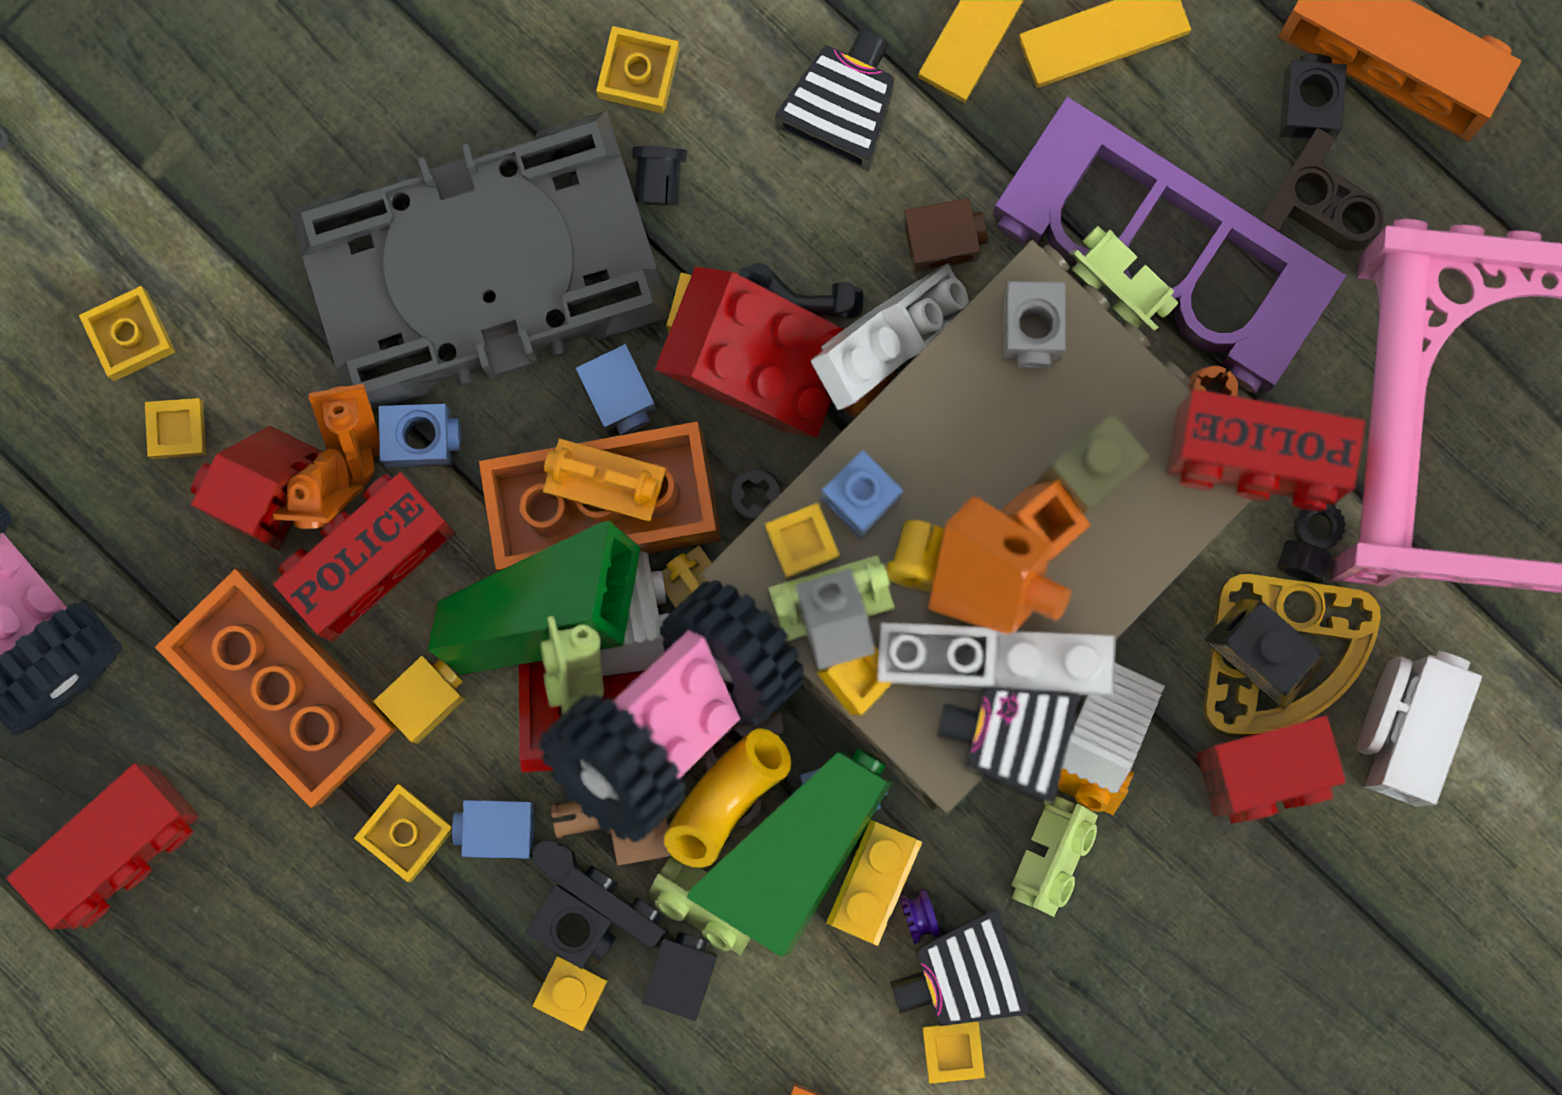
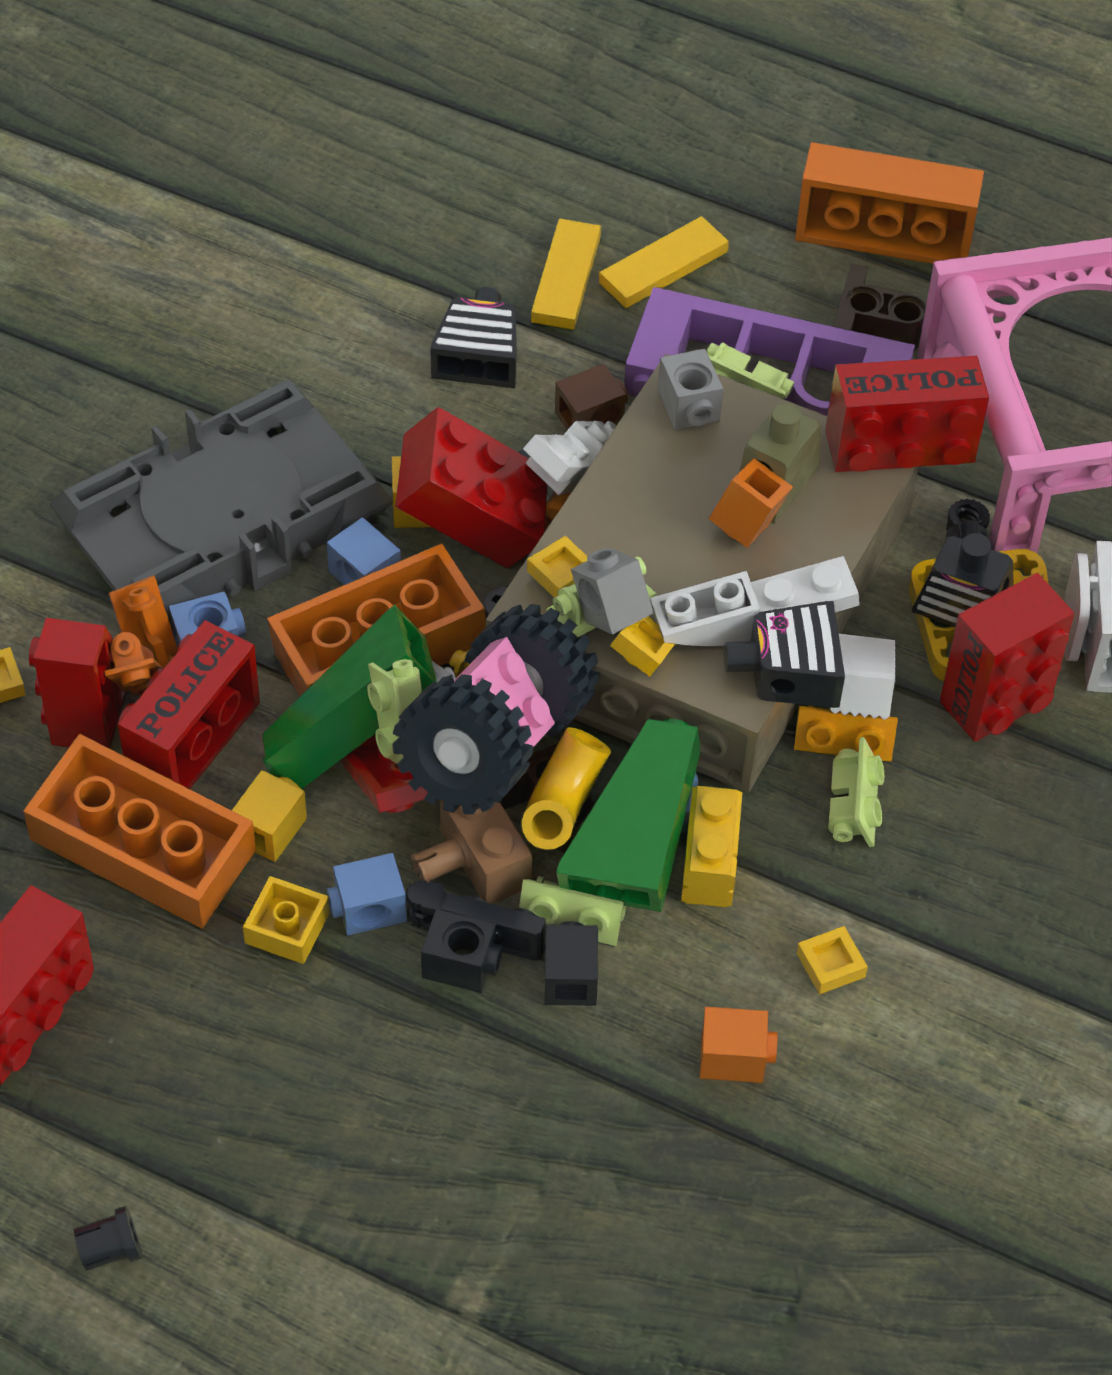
camera: 25 degrees left, 30 degrees down
(570, 993) = (476, 1010): yellow plate -> none
(603, 479) = (363, 594): light orange hinge -> none
(638, 69) = (309, 356): yellow piece -> none
(658, 174) = (348, 414): black bush -> none
(861, 495) = (599, 518): medium blue brick -> none
(916, 556) = (662, 557): yellow bush -> none
(921, 915) = (761, 864): dark purple bush -> none
(965, 975) = (819, 893): black torso -> none
(994, 571) = (729, 530): orange torso -> none
(1298, 117) = (832, 254): black brick -> none

